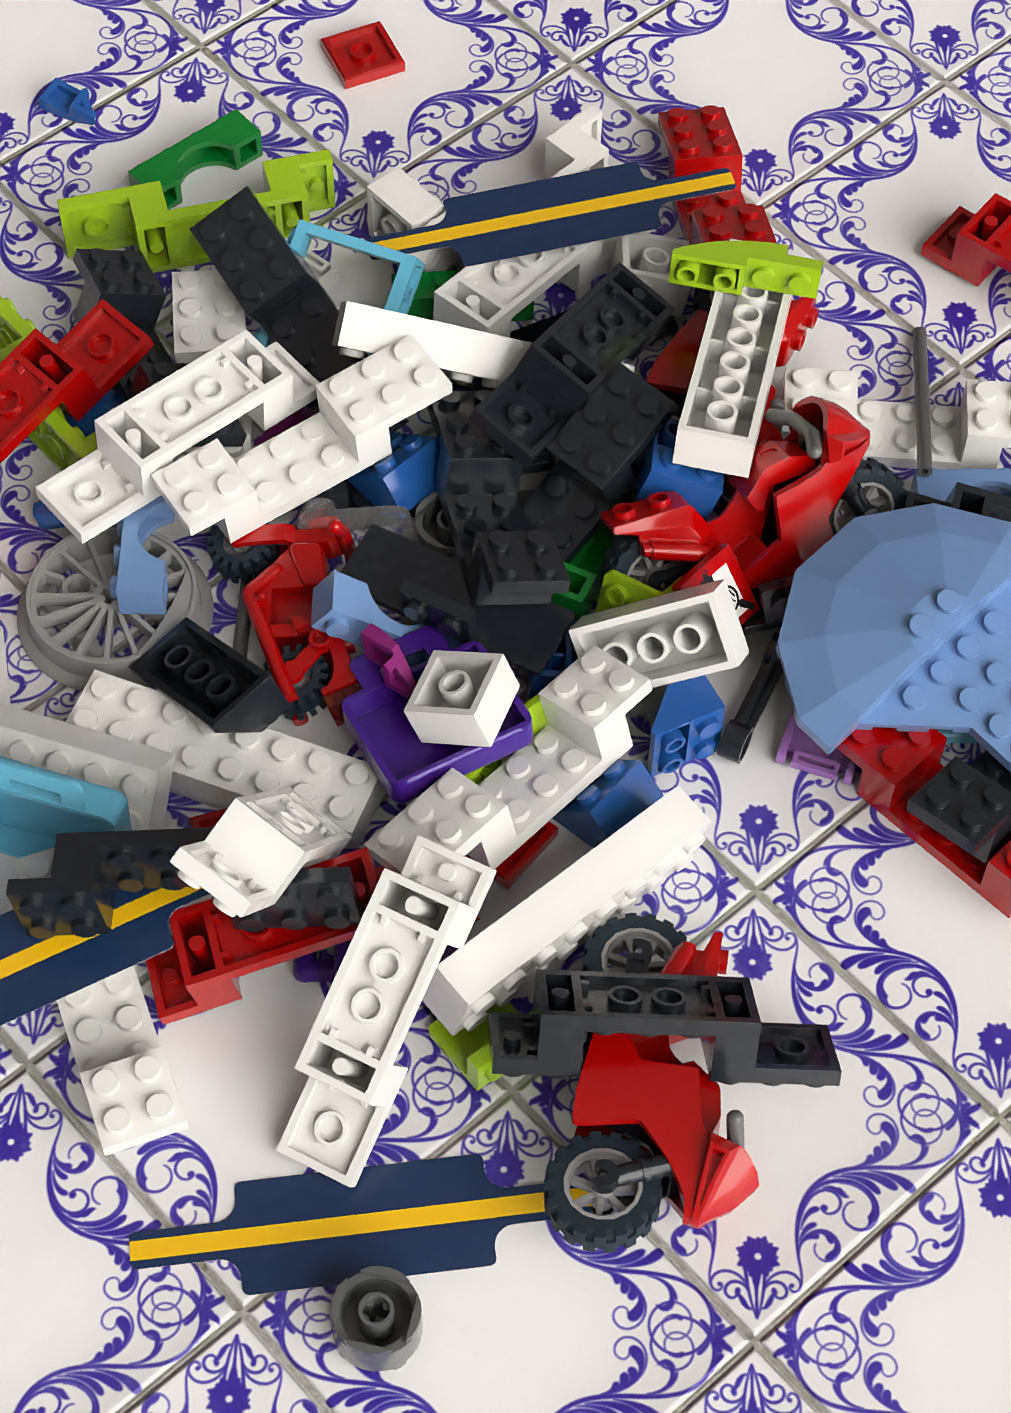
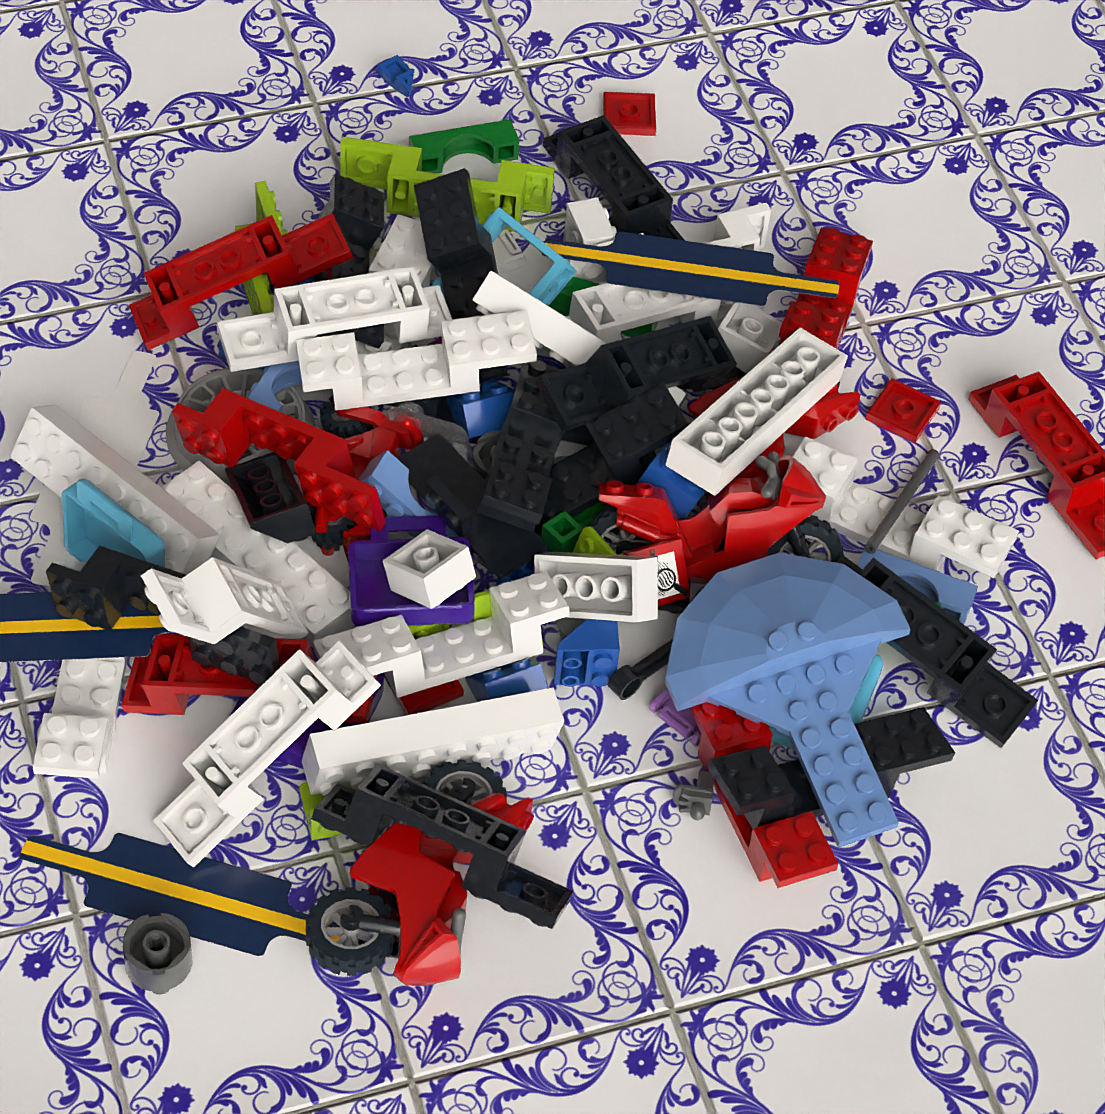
camera: 20 degrees right, 5 degrees down
(256, 606) = (320, 457): none -> red bracket
(362, 109) = (618, 173): none -> black bracket
(387, 654) = (395, 524): magenta slope -> none
(753, 264) = (790, 345): lime slope -> none
(858, 294) = (903, 410): none -> red tile
(892, 848) = (695, 799): none -> dark grey piece

